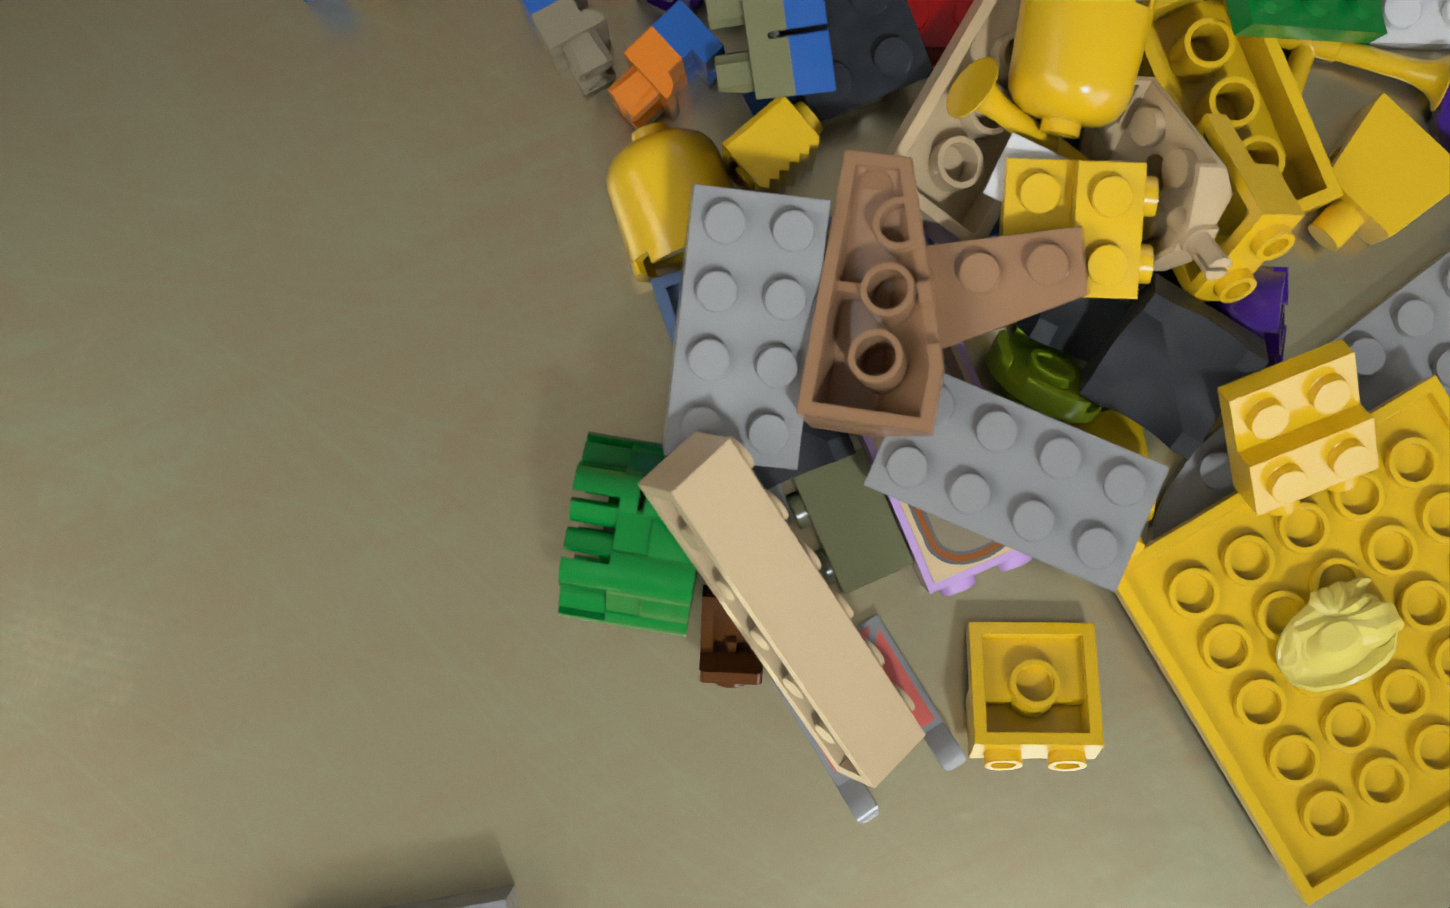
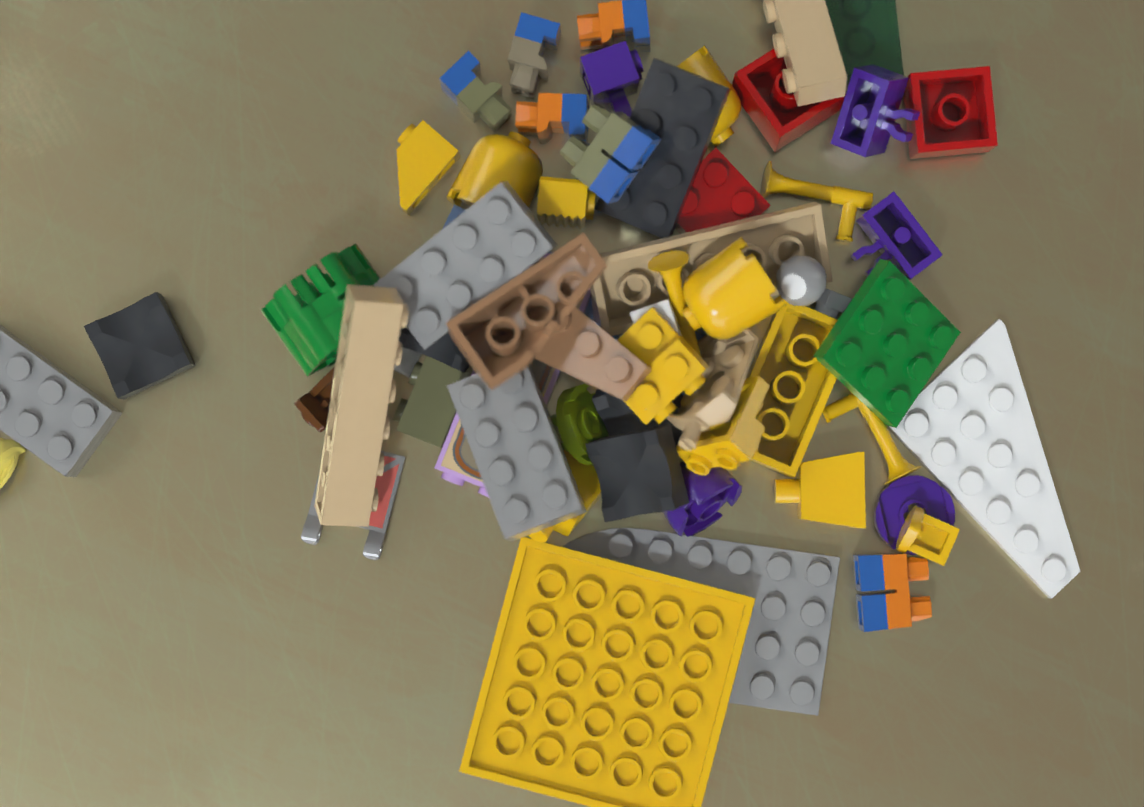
camera: 45 degrees right, 0 degrees up
(459, 792) = (140, 346): none -> black brick
(549, 135) = (472, 95): none -> olive hips
(566, 269) = (421, 163): none -> yellow slope
(1033, 694) = (436, 560): yellow plate -> none
(1298, 429) = (661, 554): yellow plate -> none
(1338, 637) = (591, 666): light yellow hat -> none

